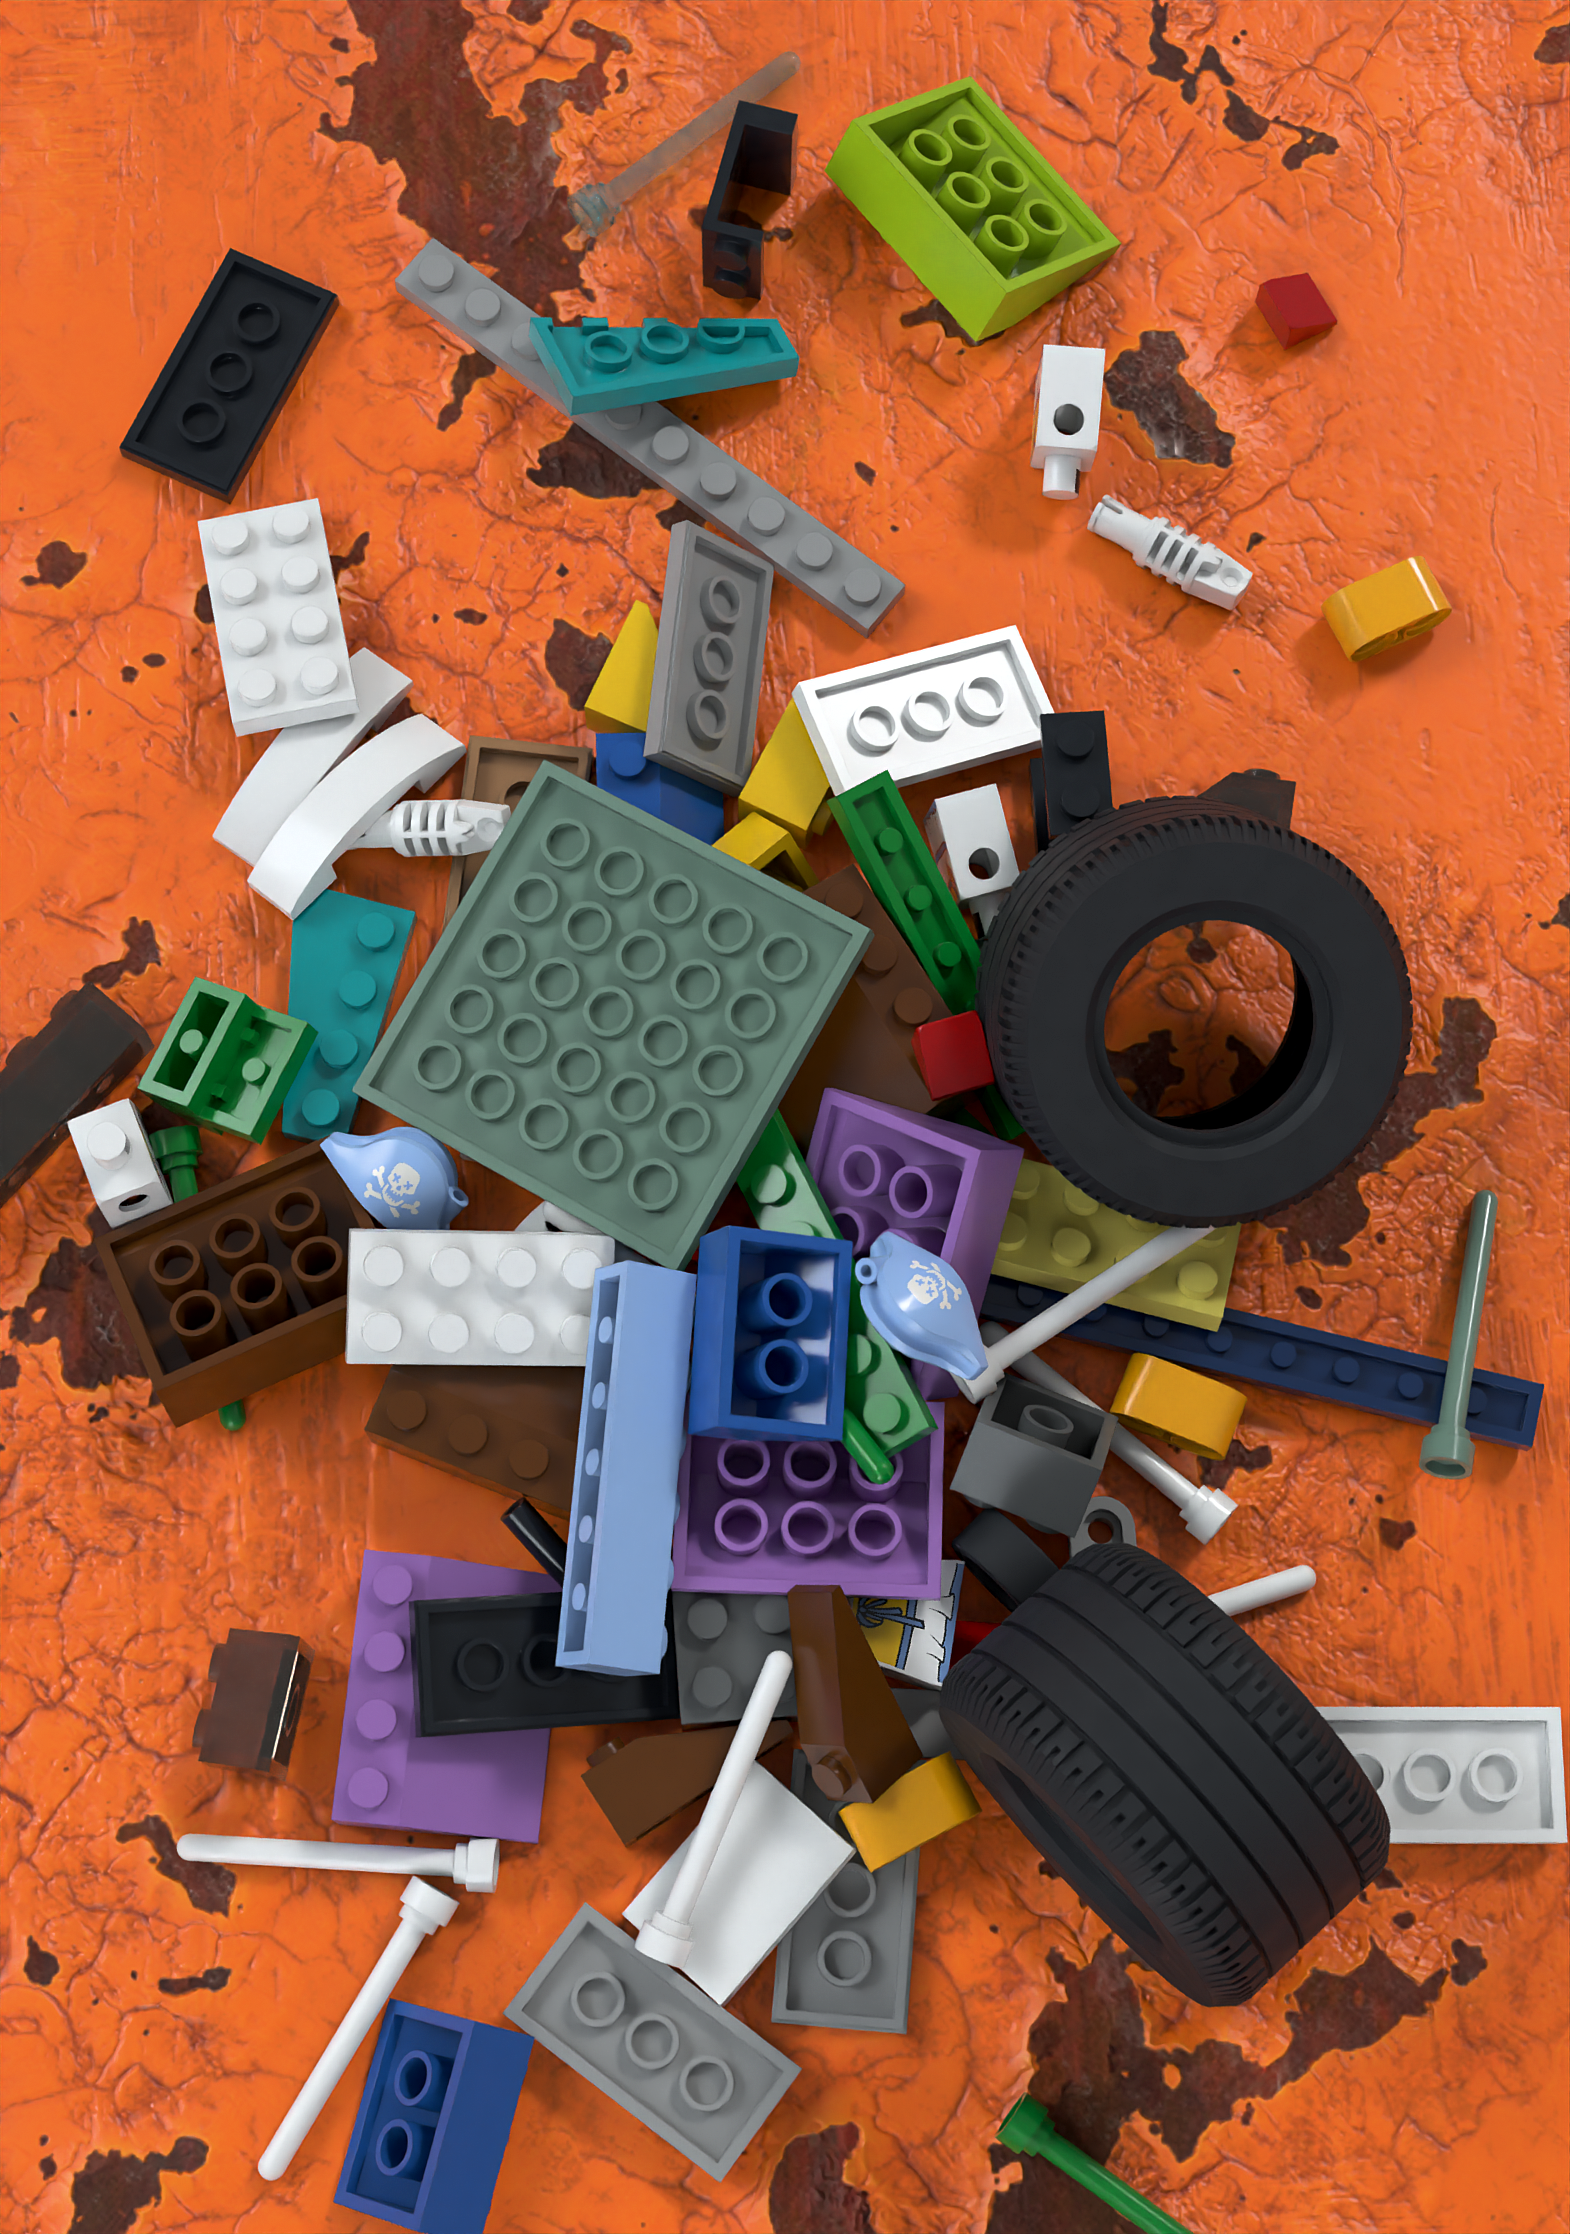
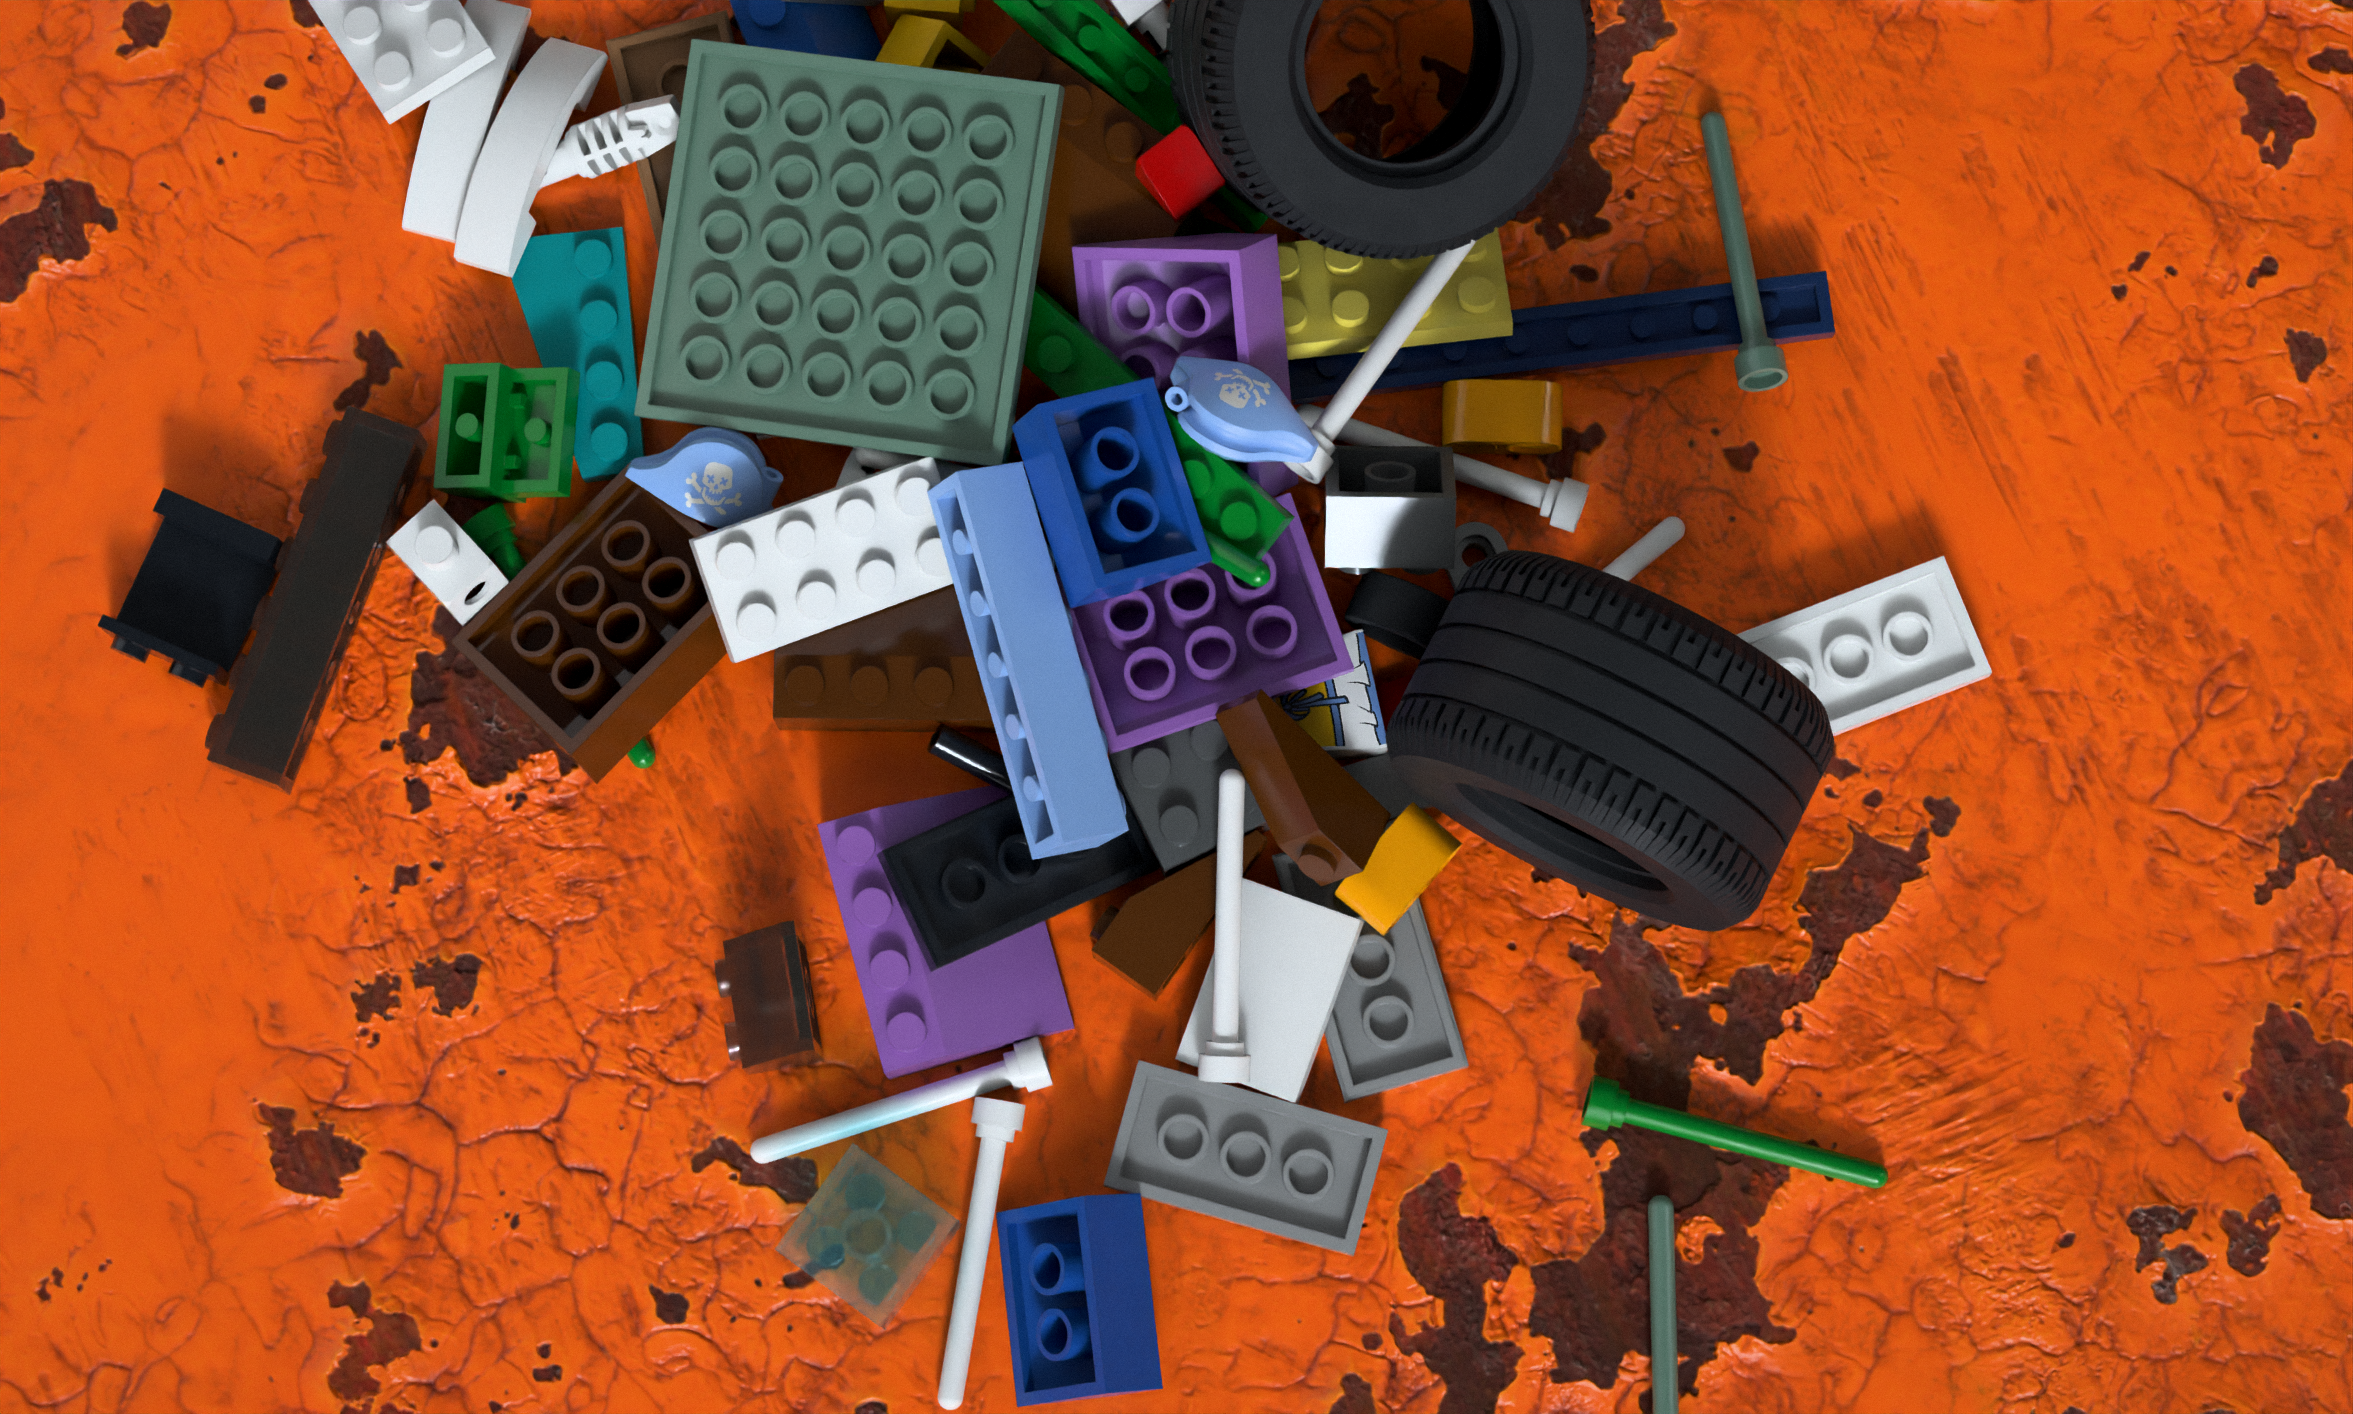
camera: 15 degrees left, 5 degrees up
(252, 1976) = (868, 1236): none -> clear light blue brick

